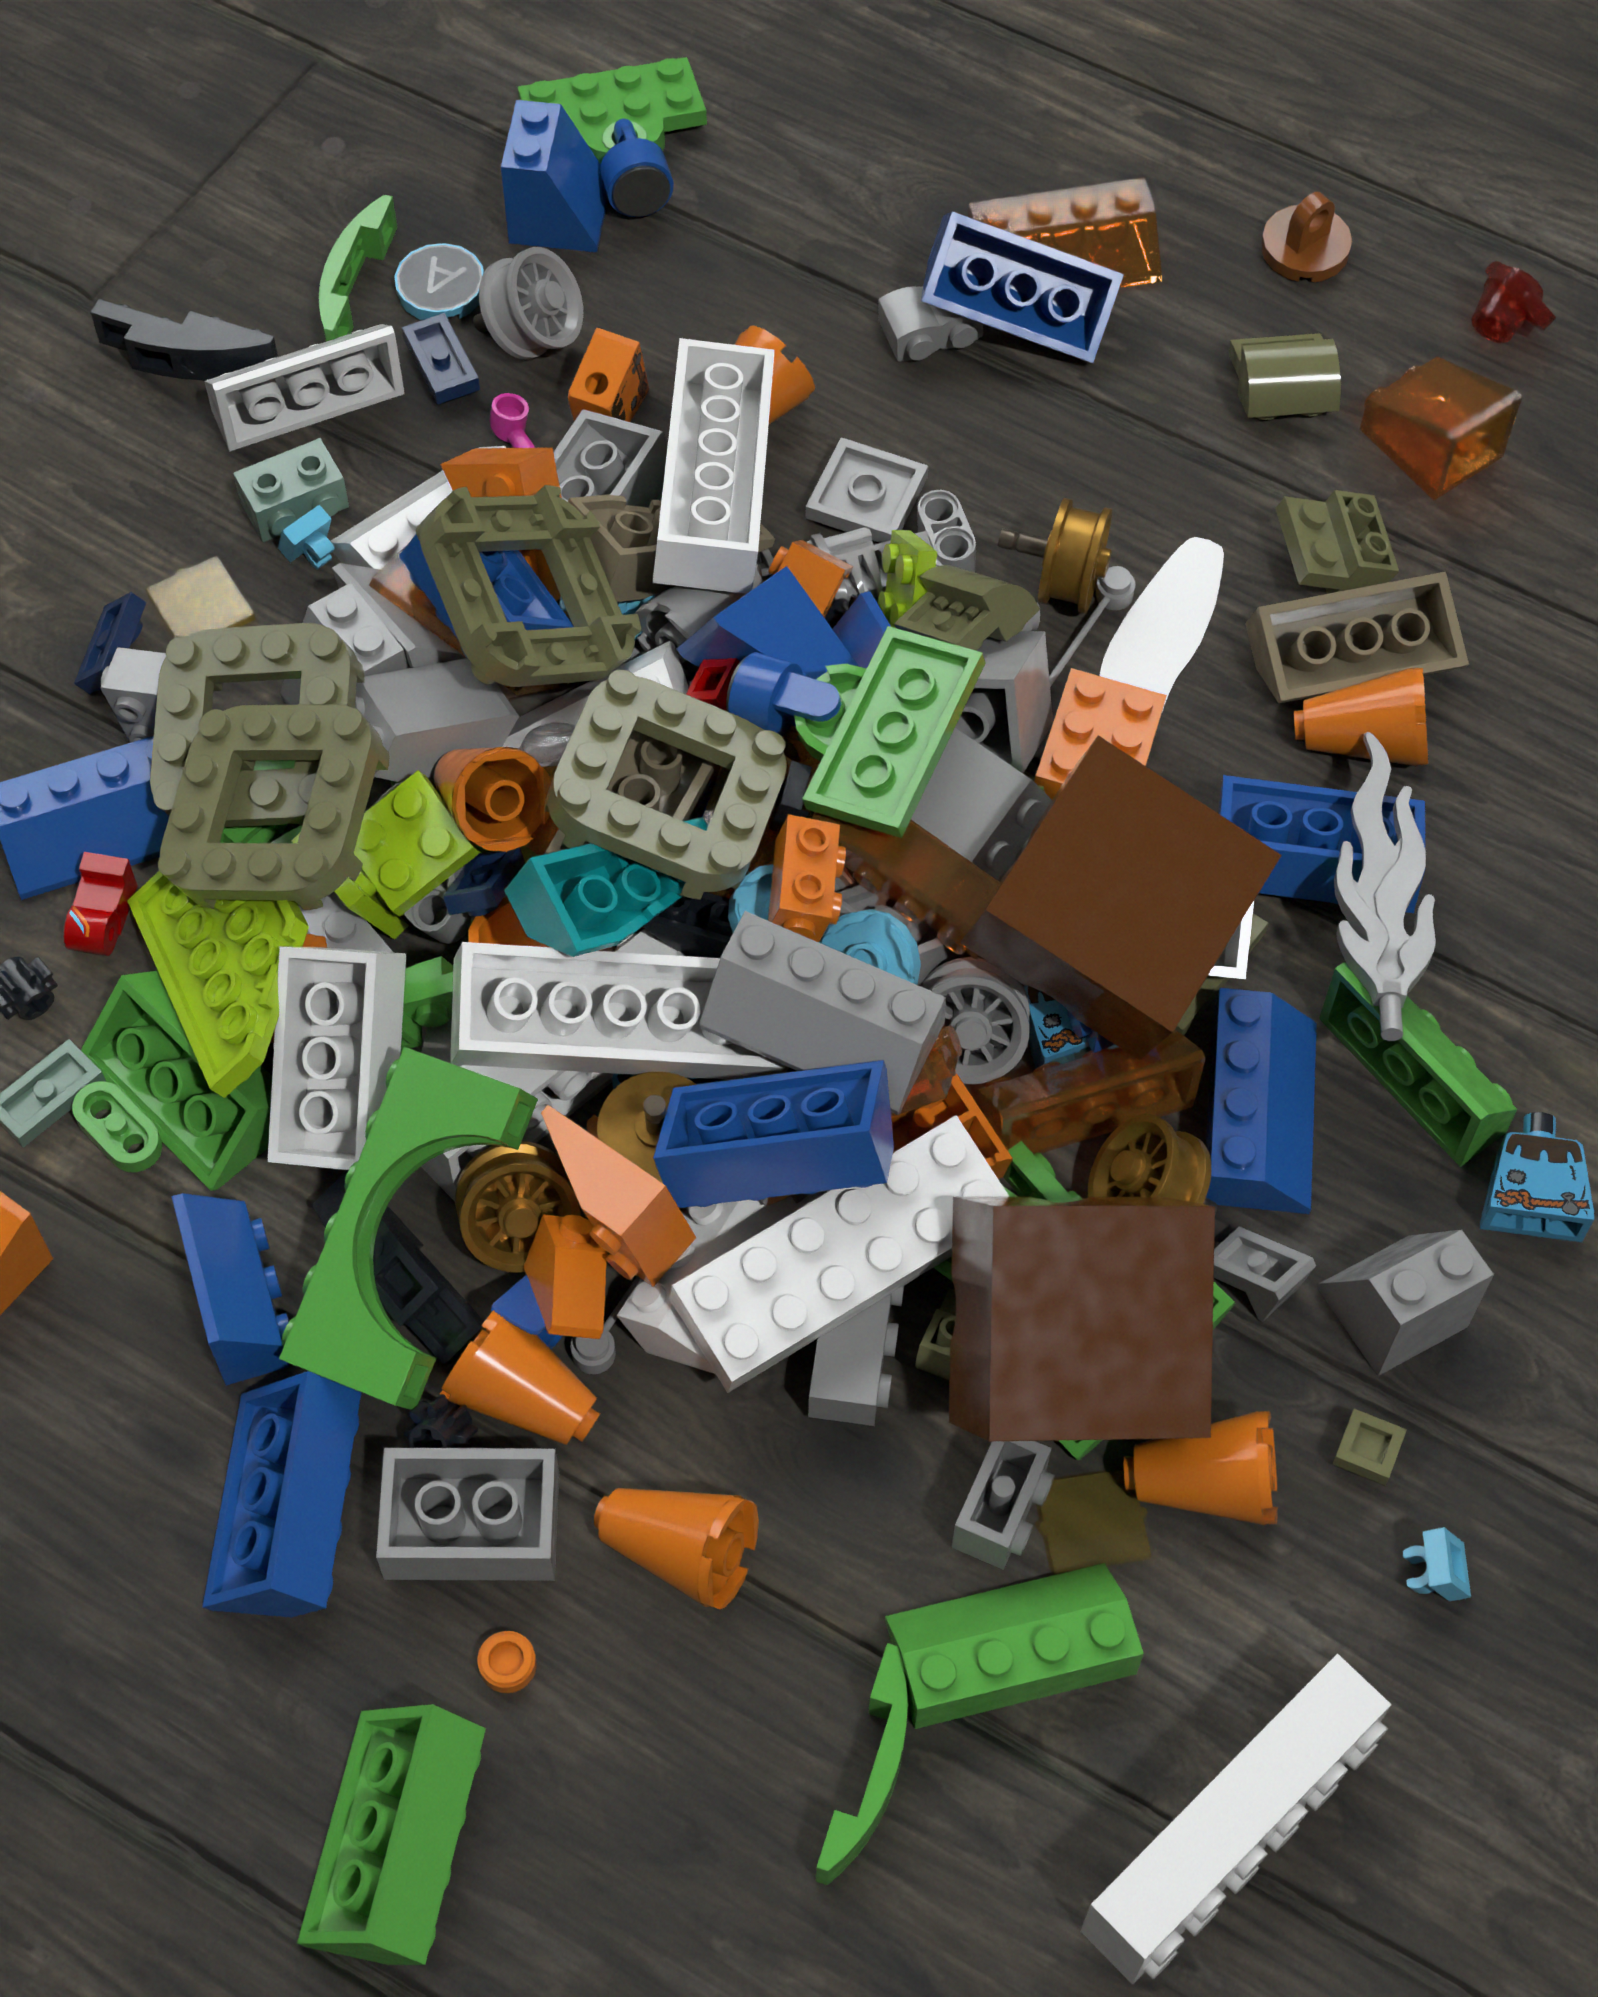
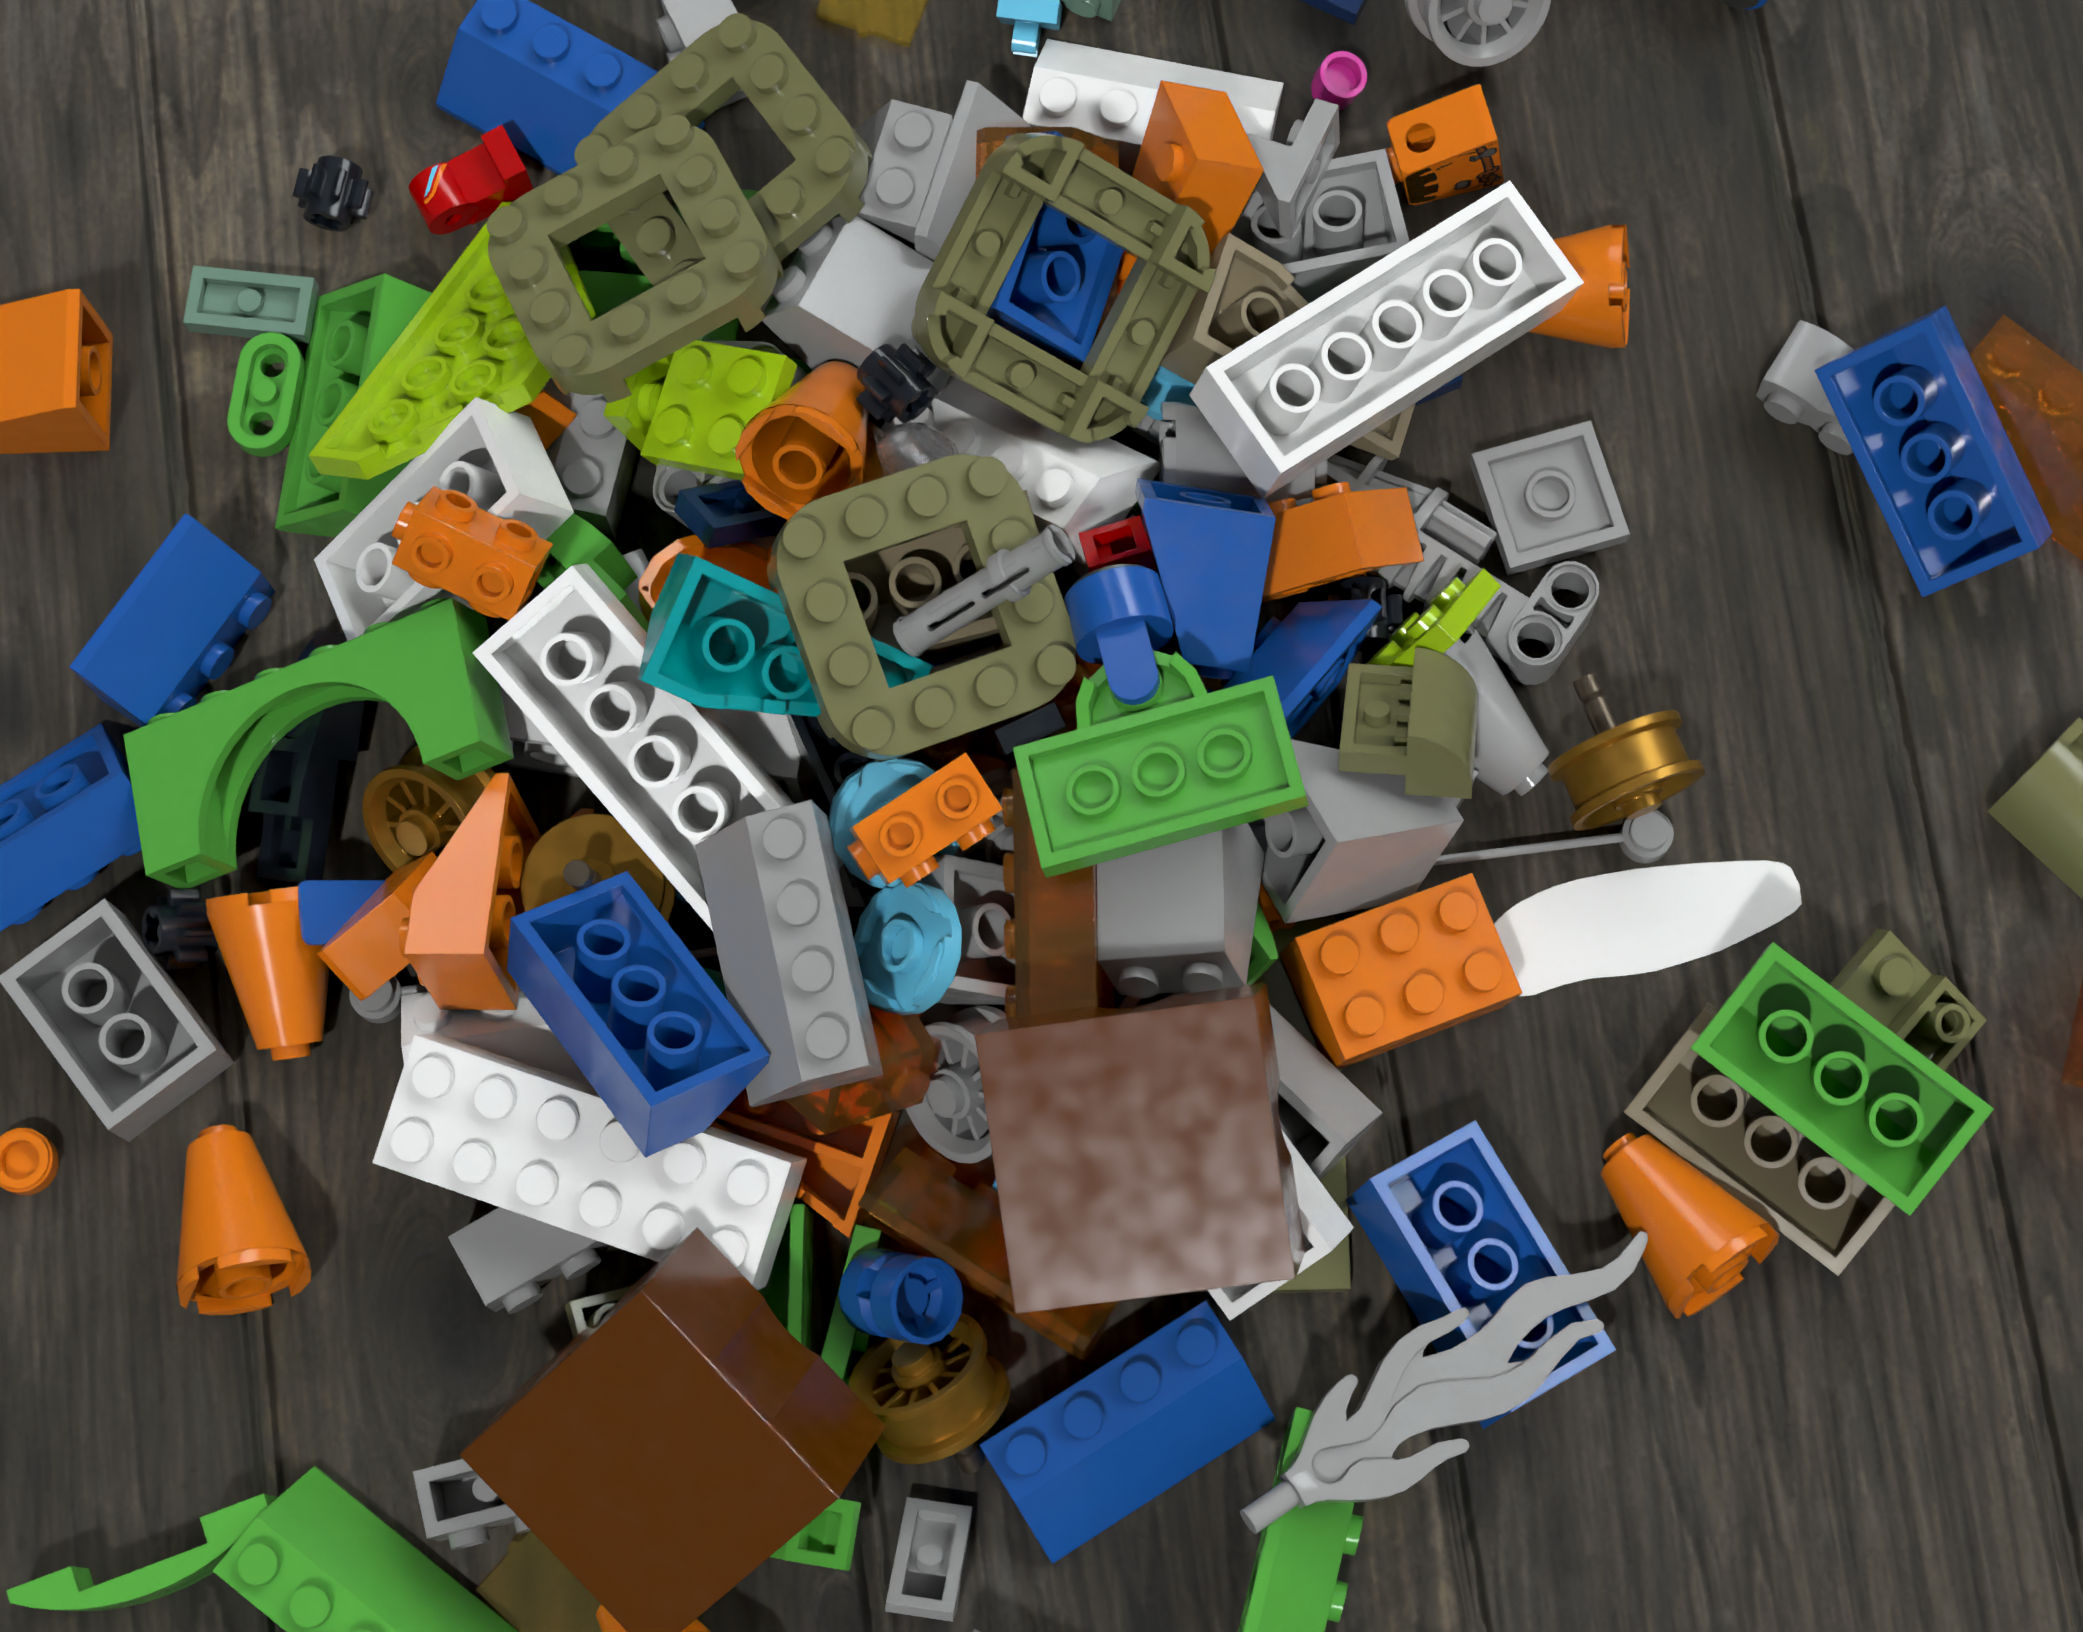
camera: 55 degrees right, 15 degrees up
(379, 1014) = (469, 552): none -> orange brick
(498, 718) = (896, 383): none -> black gear
(549, 433) = (1297, 168): none -> light grey slope
(692, 737) = (1003, 579): none -> light grey pin
(1079, 1148) = (901, 1296): none -> blue wheel
(1358, 556) = (1841, 1078): none -> bright green slope

